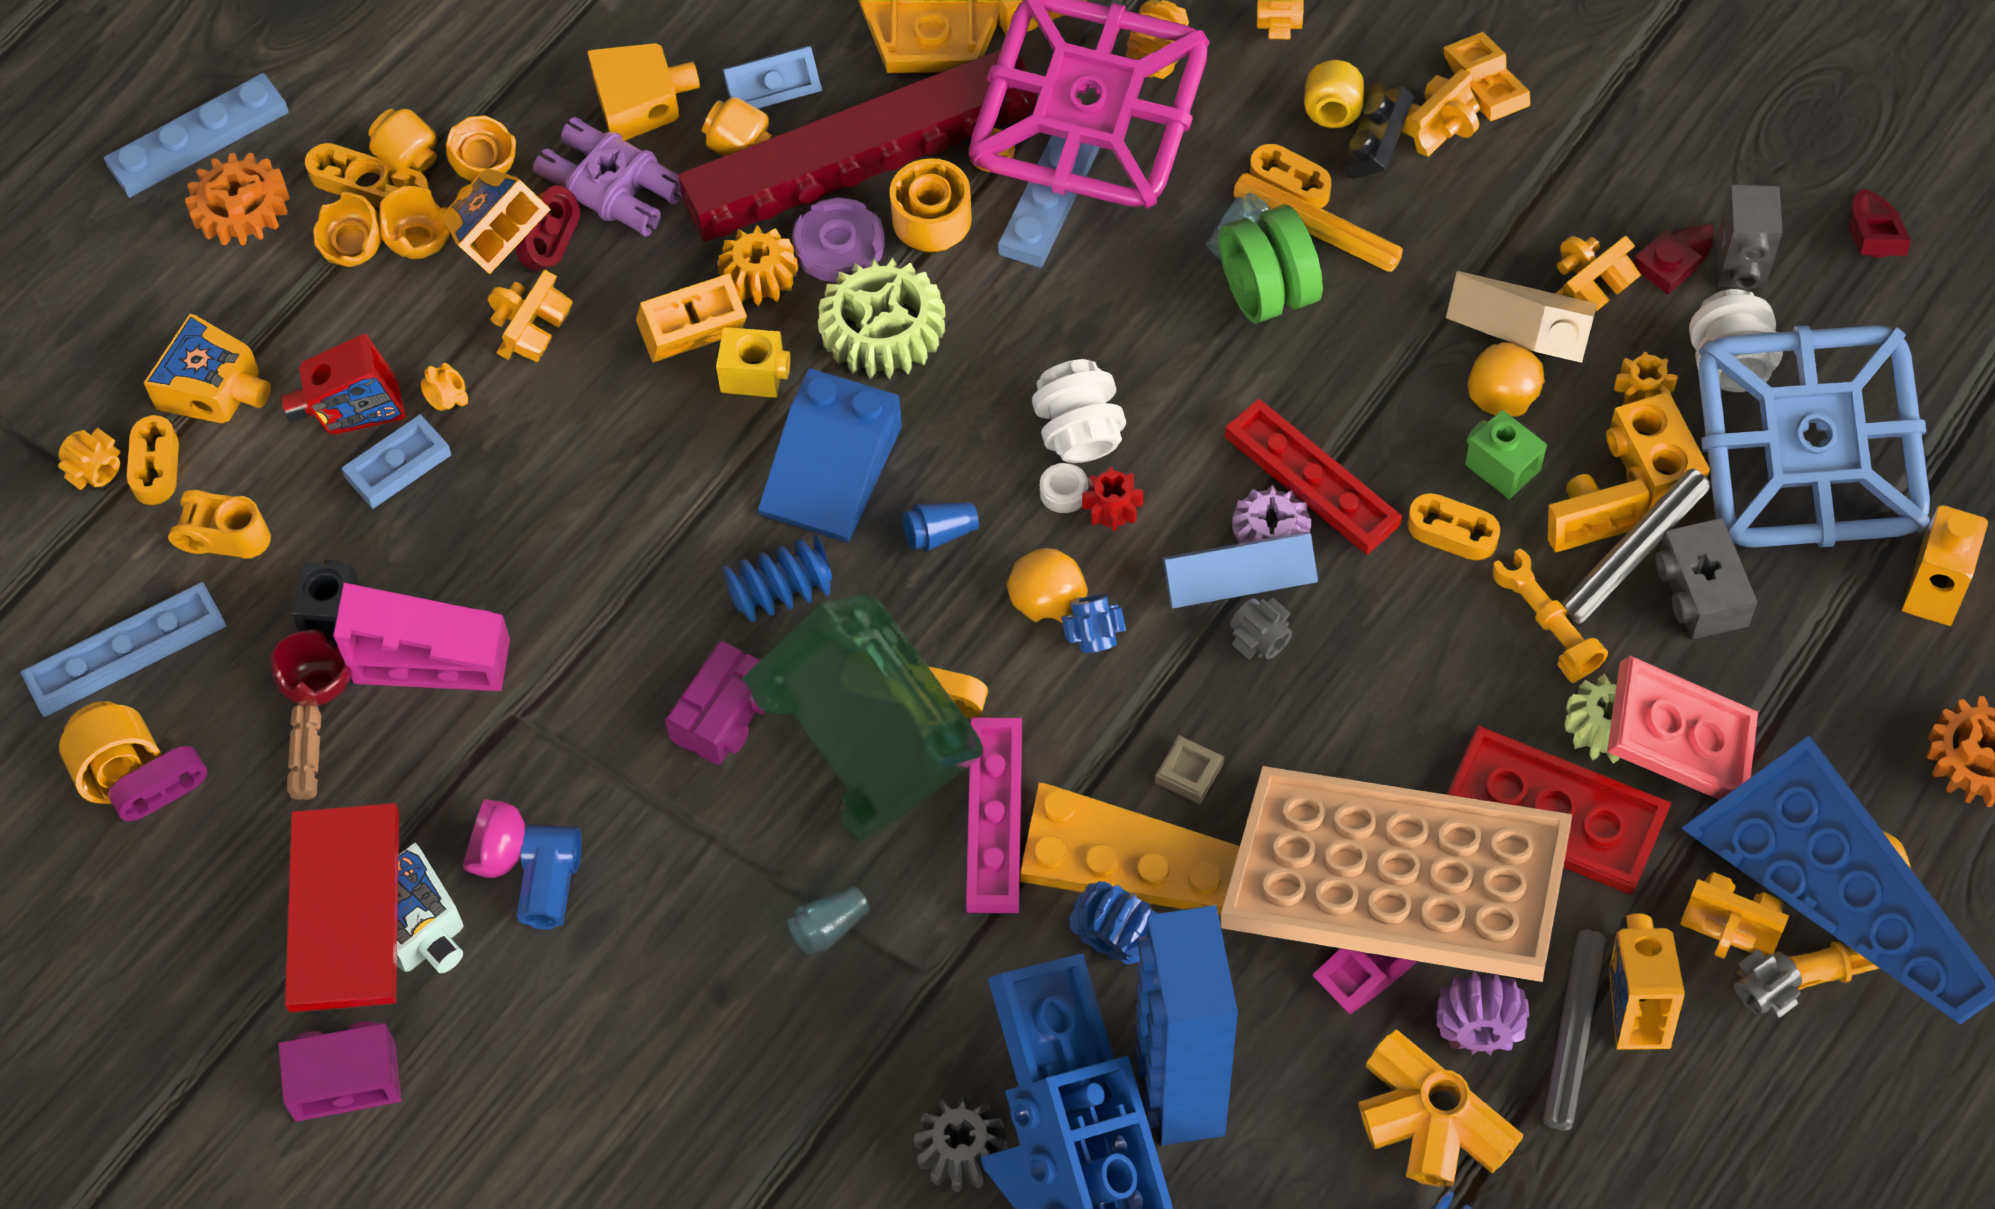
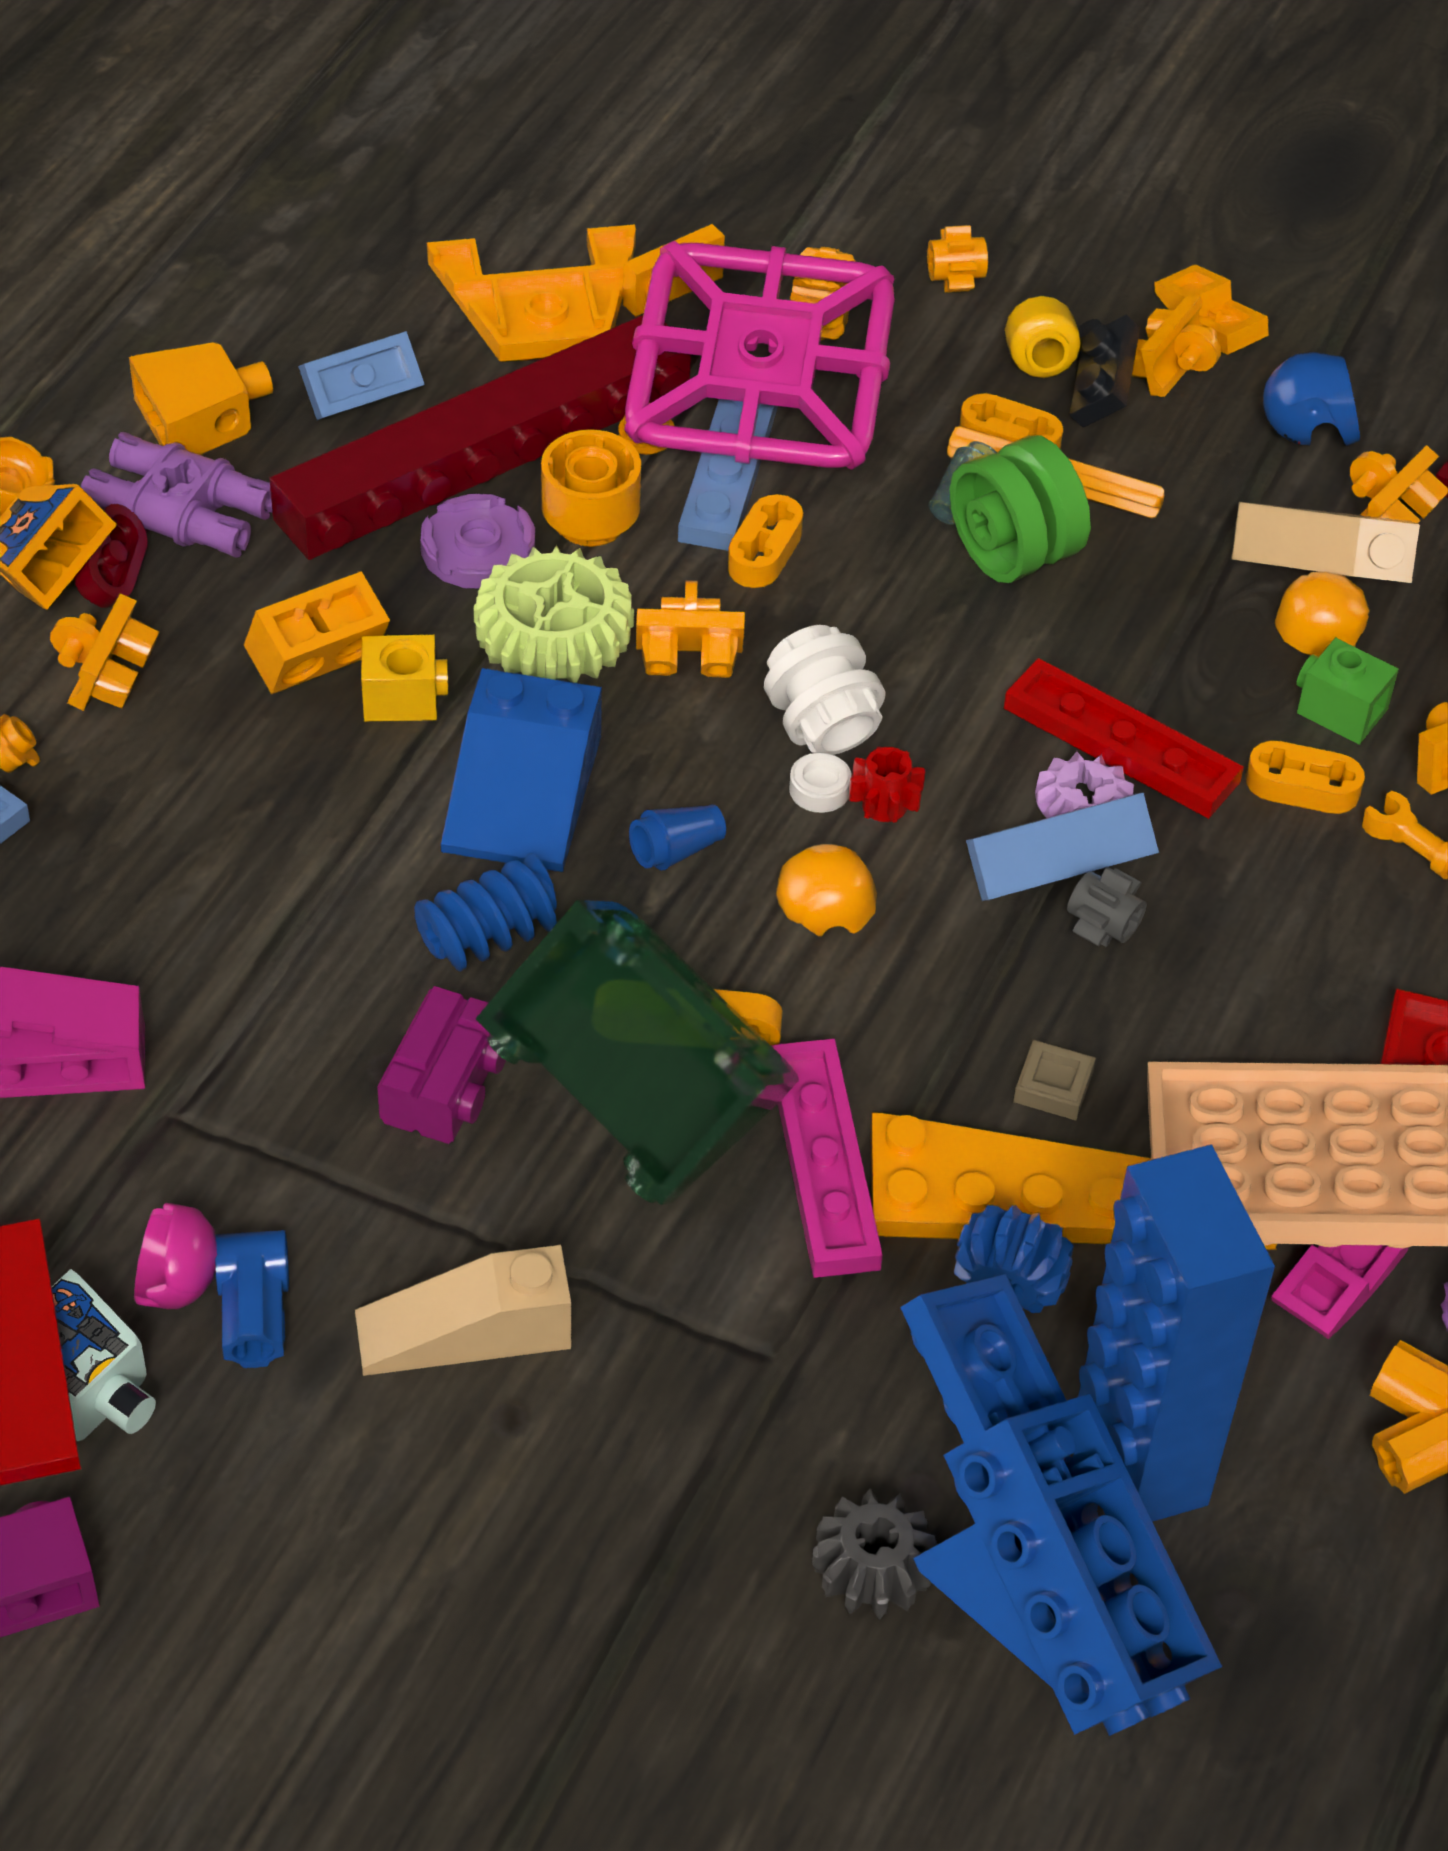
camera: 15 degrees left, 10 degrees down
(703, 912) = (470, 1314): none -> tan slope
(734, 126) = (325, 424): light orange head -> none
(759, 264) = (394, 565): light orange gear -> none
(826, 920) = (635, 1306): clear light blue cone -> none
(1005, 349) = (689, 626): none -> light orange hips
(1073, 268) = (775, 543): none -> light orange beam
(1093, 623) = (898, 922): blue gear -> none
(1544, 174) = (1311, 392): none -> blue helmet

